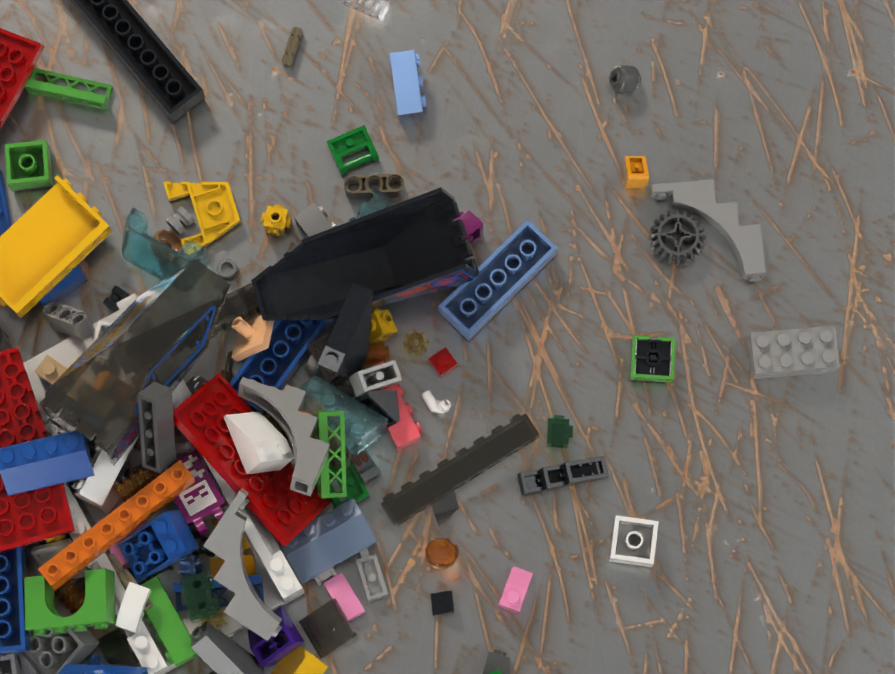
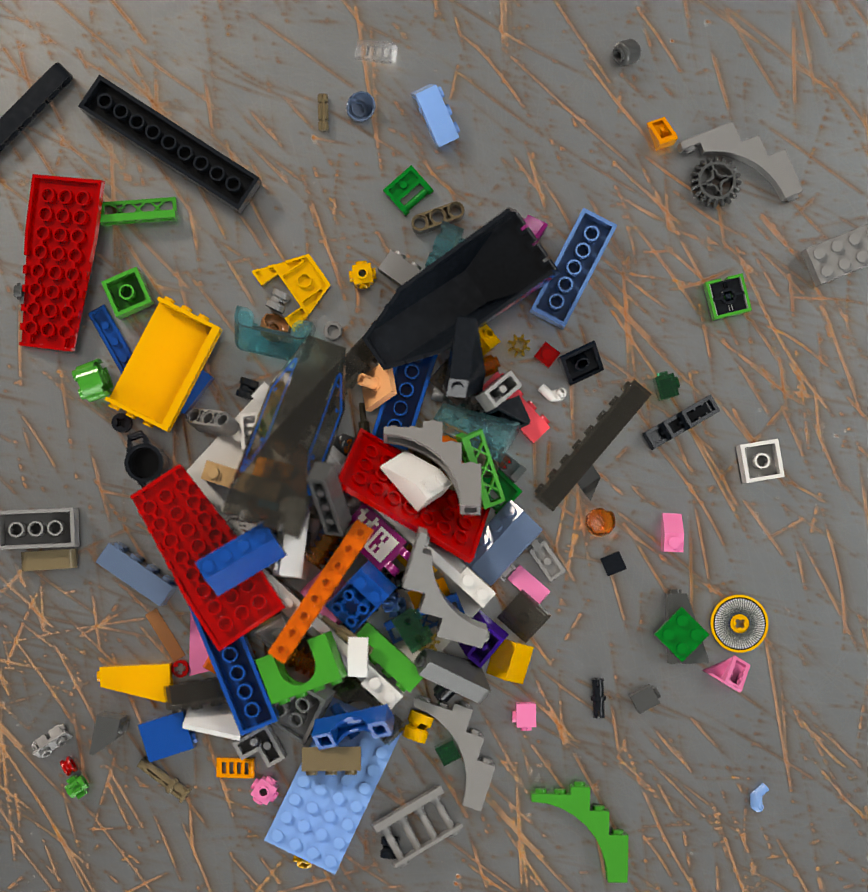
camera: 25 degrees left, 10 degrees up
(331, 51) = (360, 106): none -> sand blue hair
(475, 380) = (581, 363): none -> black slope

